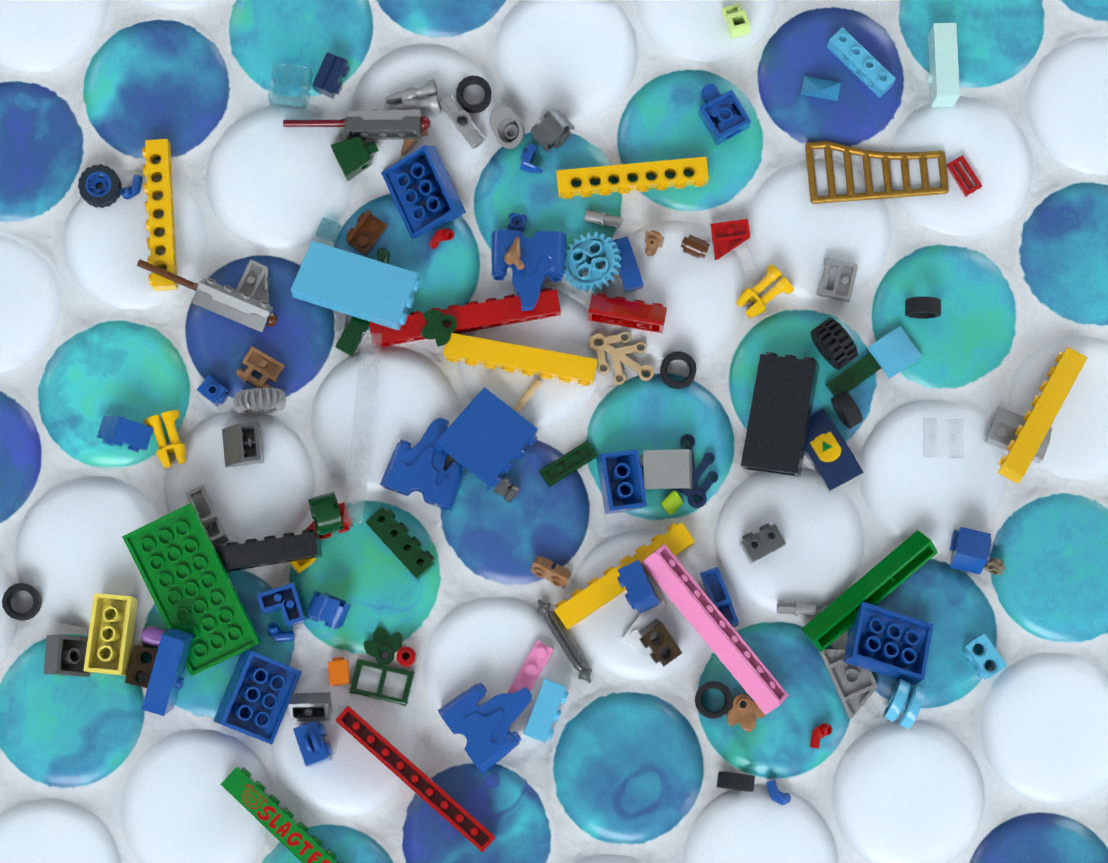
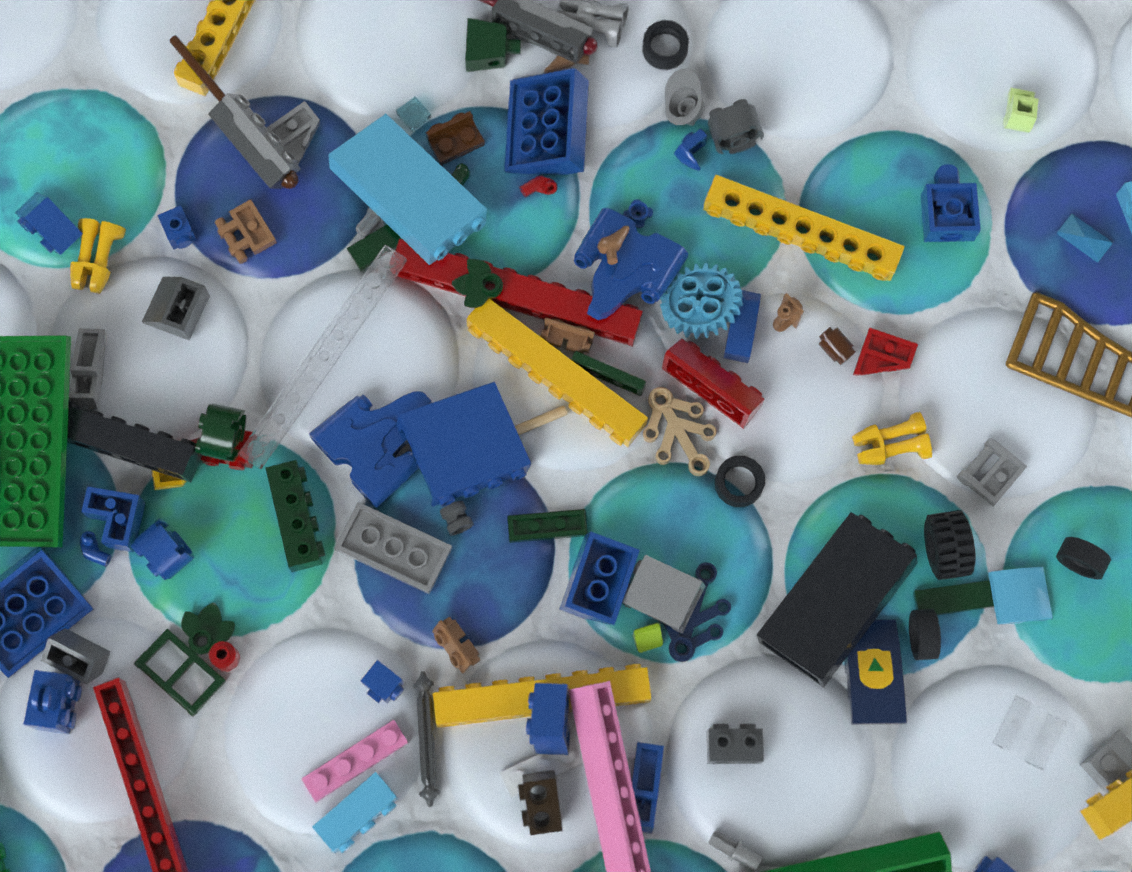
camera: 25 degrees right, 5 degrees down
(259, 401) = (222, 264): light grey gear -> none
(339, 672) = (135, 632): orange brick -> none
(468, 130) = (638, 80): light grey piece -> none
(476, 530) = (393, 548): none -> light grey plate
(486, 724) = (274, 791): blue rock -> none
(506, 331) = (578, 337): none -> medium nougat hinge
(517, 621) = (382, 683): none -> blue brick
(556, 342) = (610, 374): none -> dark green tile
(603, 219) = (742, 259): light grey axle -> none

